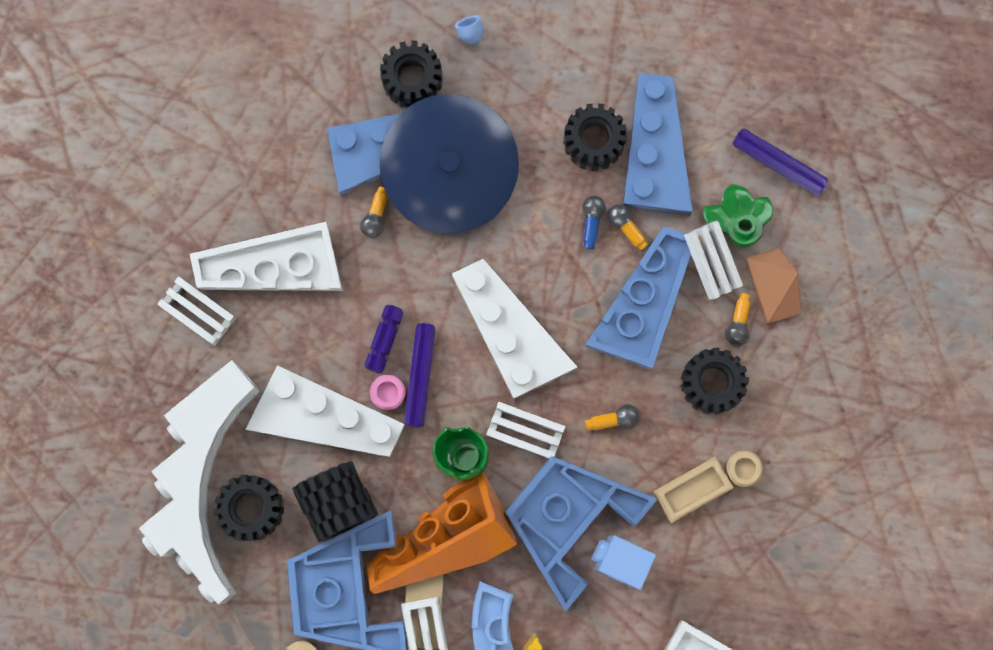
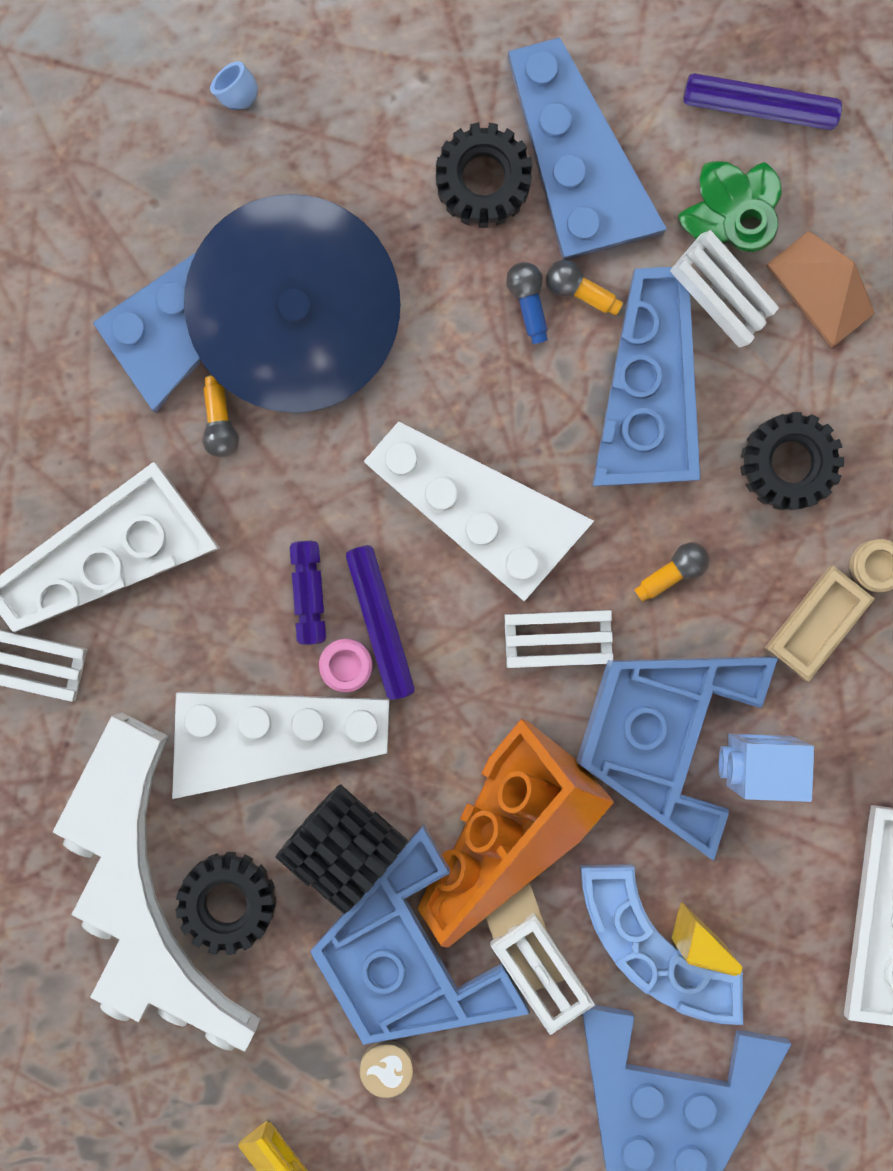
camera: 25 degrees left, 10 degrees up
(411, 55) = (166, 161): black tyre -> none
(460, 453) = (484, 709): green hair -> none
(737, 332) = (796, 376): piece -> none

